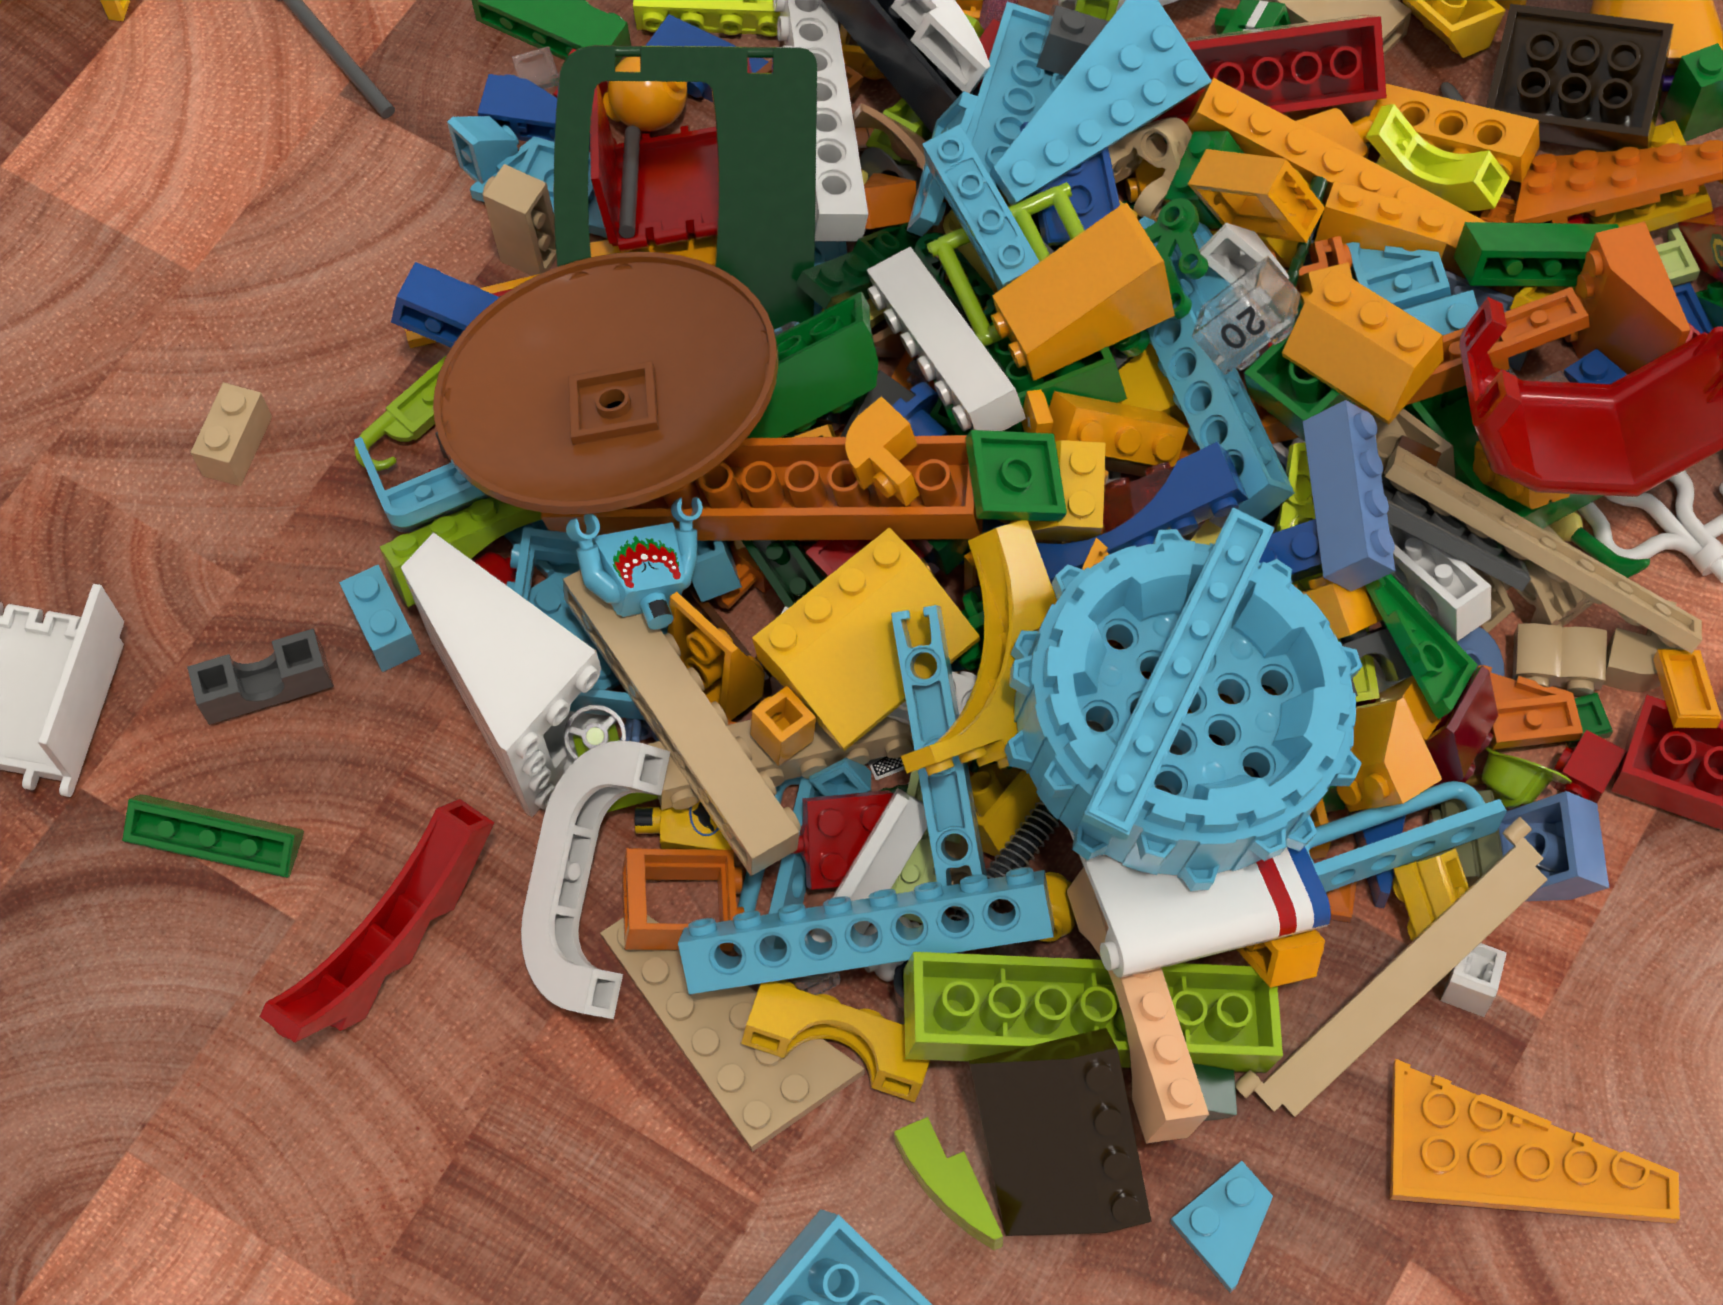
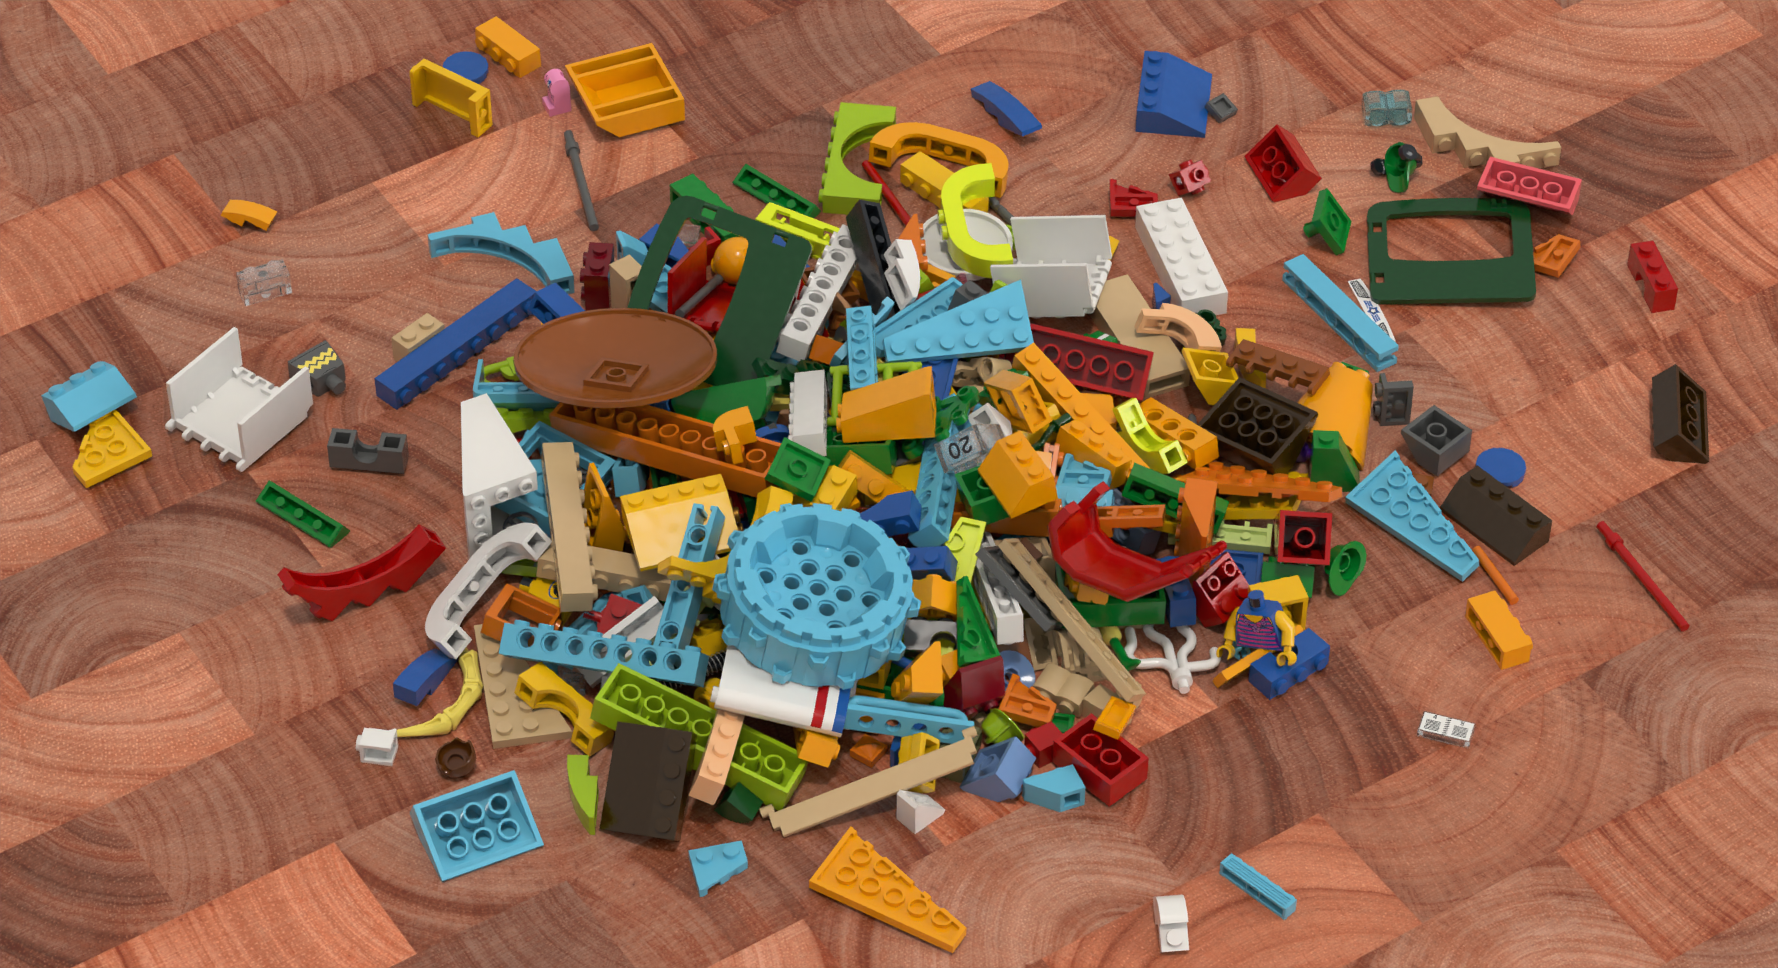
camera: 20 degrees right, 20 degrees down
(101, 552) = (324, 366): none -> dark grey torso
(285, 194) = (515, 244): none -> medium azure arch
(292, 415) = (454, 344): none -> blue brick
(380, 618) = (445, 449): medium azure brick -> none
(451, 205) = (596, 276): none -> dark red brick
(573, 1242) = (377, 746): none -> white window
(574, 1072) = (422, 676): none -> blue slope
(641, 565) = (580, 445): medium azure torso -> none
(665, 1074) = (451, 716): none -> light yellow animal
(713, 1211) = (456, 758): none -> reddish brown hair
(782, 725) = (616, 549): light orange brick -> none
(1037, 413) = (834, 453): light orange tile -> none
(1177, 675) = (811, 561): medium azure tile -> none
(1348, 496) = (966, 539): medium blue brick -> none
(1657, 845) = (1055, 789): none -> medium azure slope

